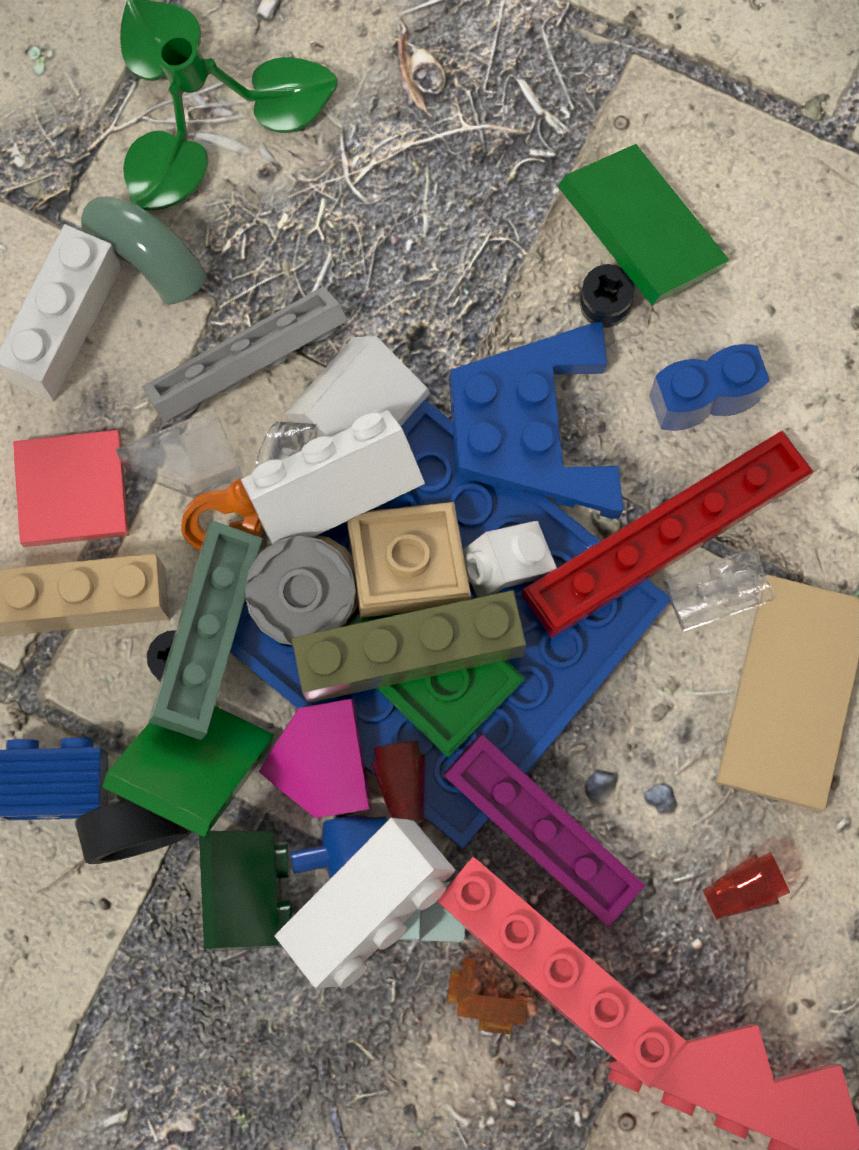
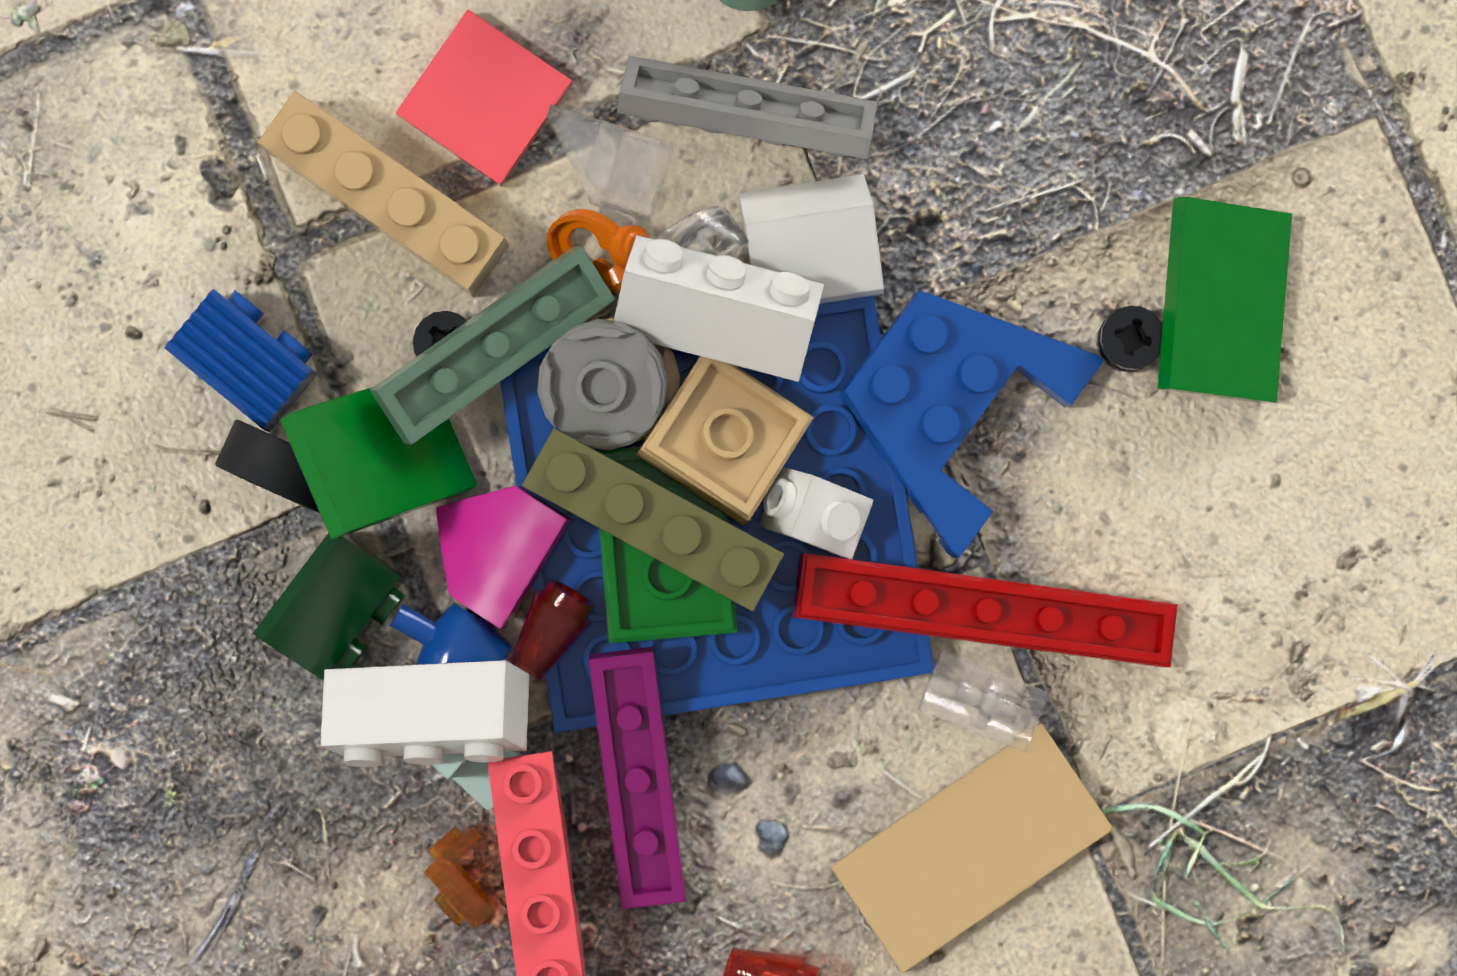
camera: 35 degrees right, 10 degrees up
(697, 388) = (1127, 500): blue brick -> none

